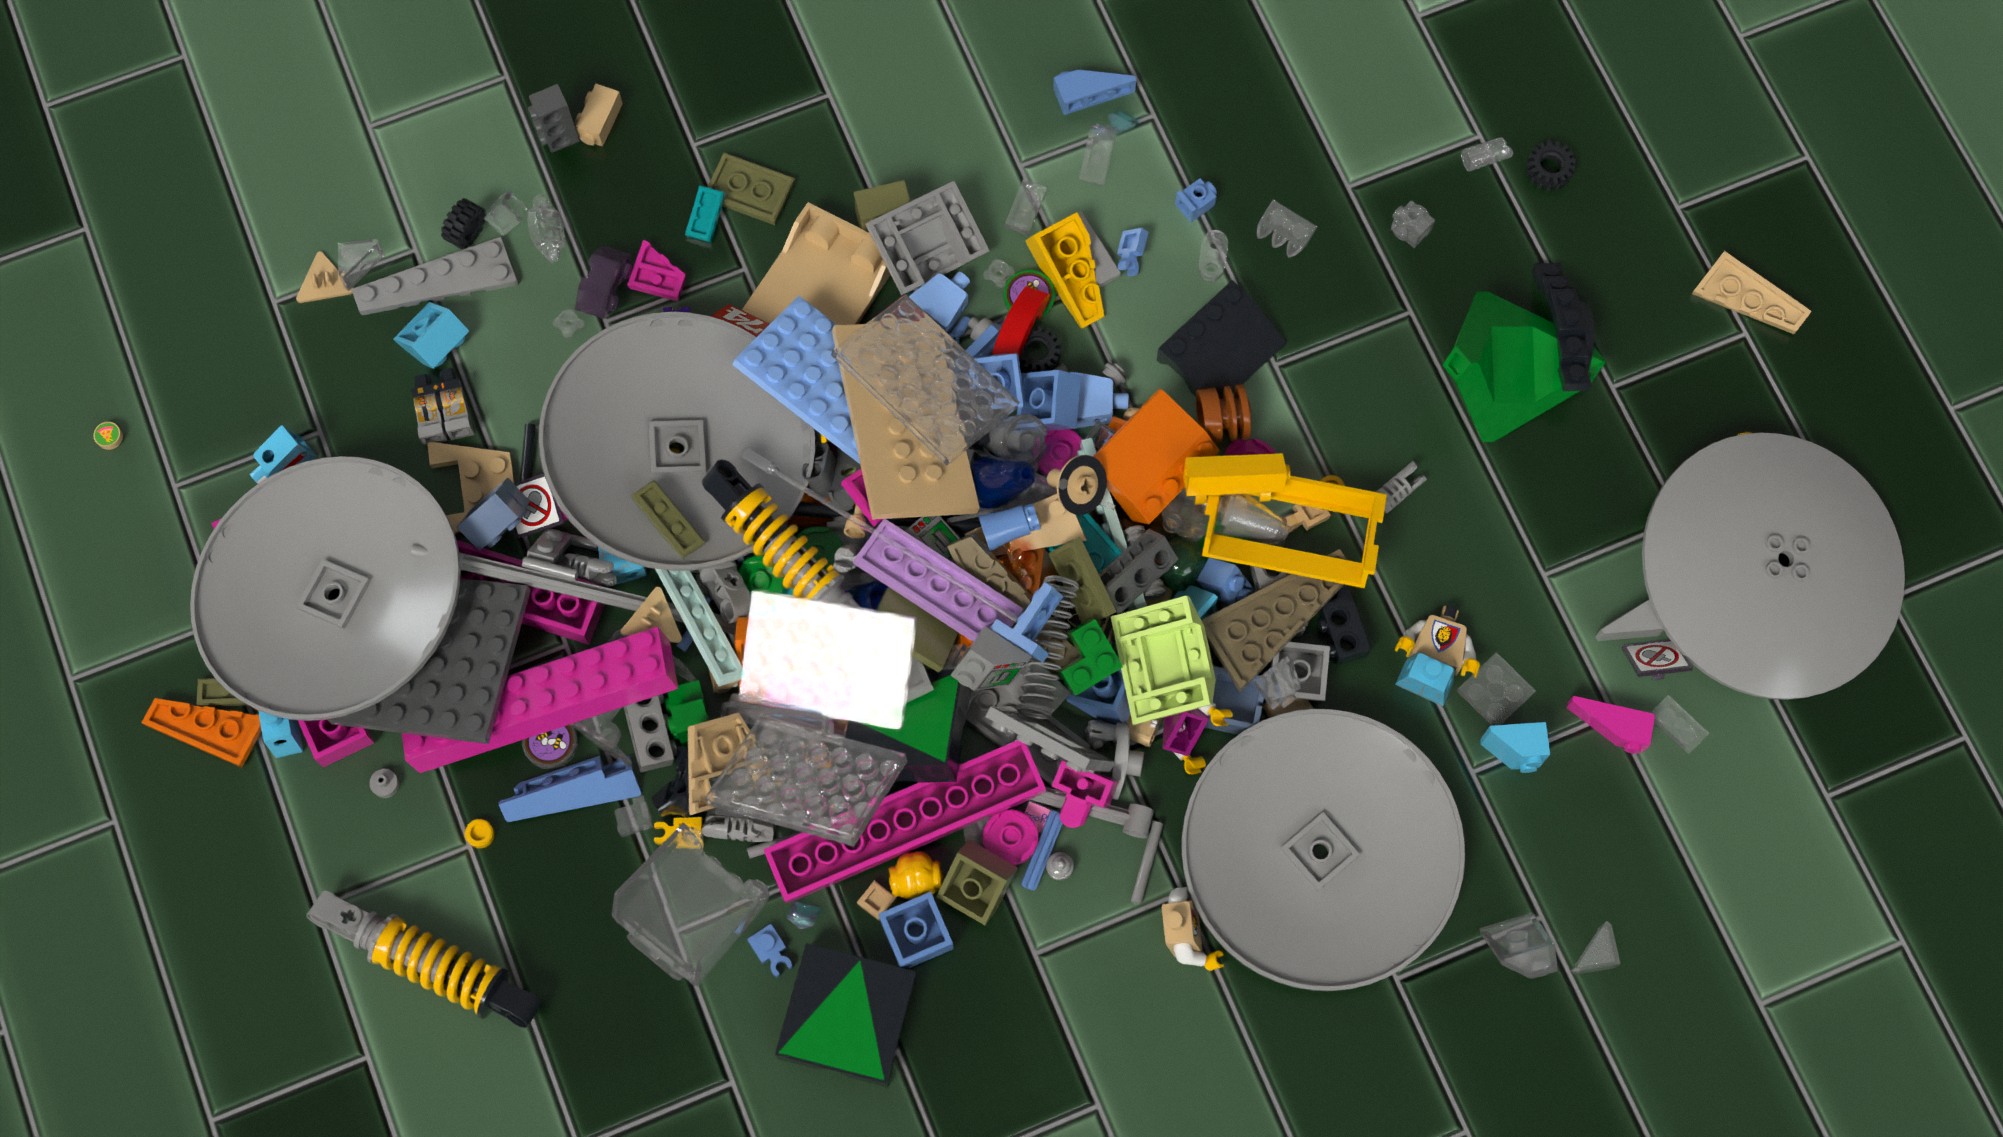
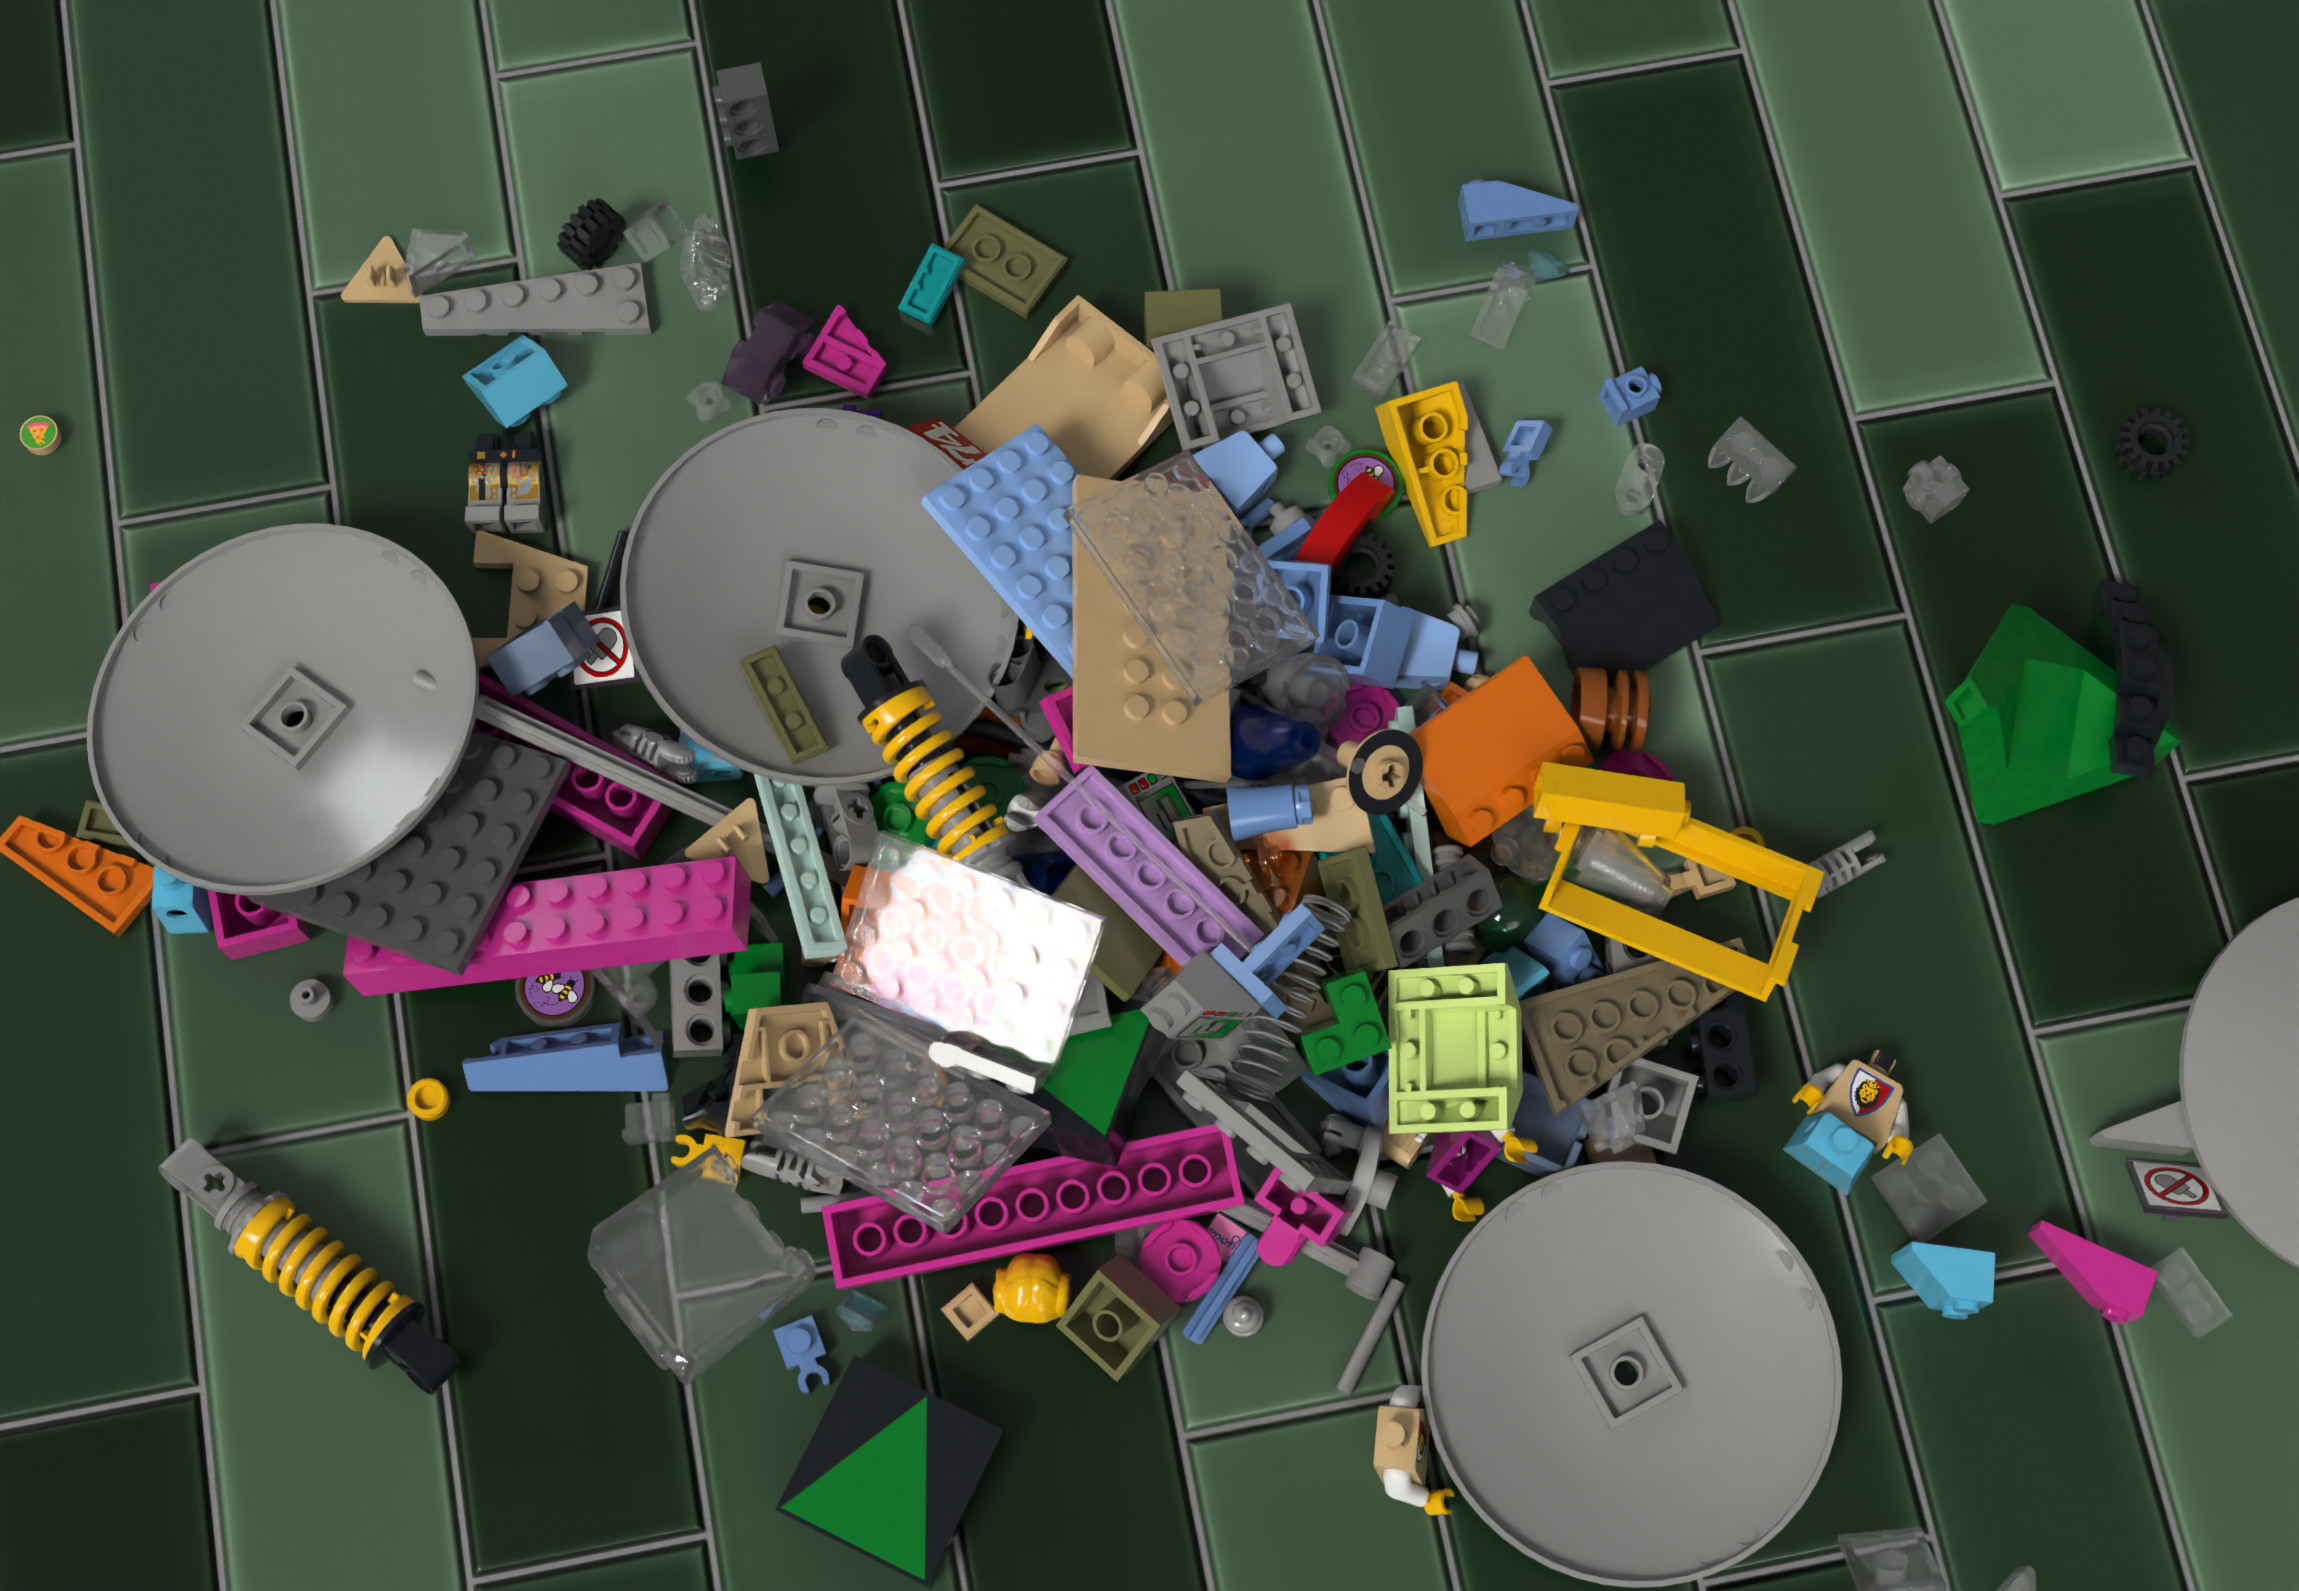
camera: 10 degrees right, 0 degrees up
(280, 452) = (268, 503): medium azure torso -> none
(550, 548) = (609, 716): light grey plate -> none
(598, 115) = (812, 119): tan brick -> none
(856, 730) = (987, 1063): none -> hinge
(916, 931) = (1015, 1370): medium blue brick -> none
(1485, 154) = (2060, 409): clear hinge -> none

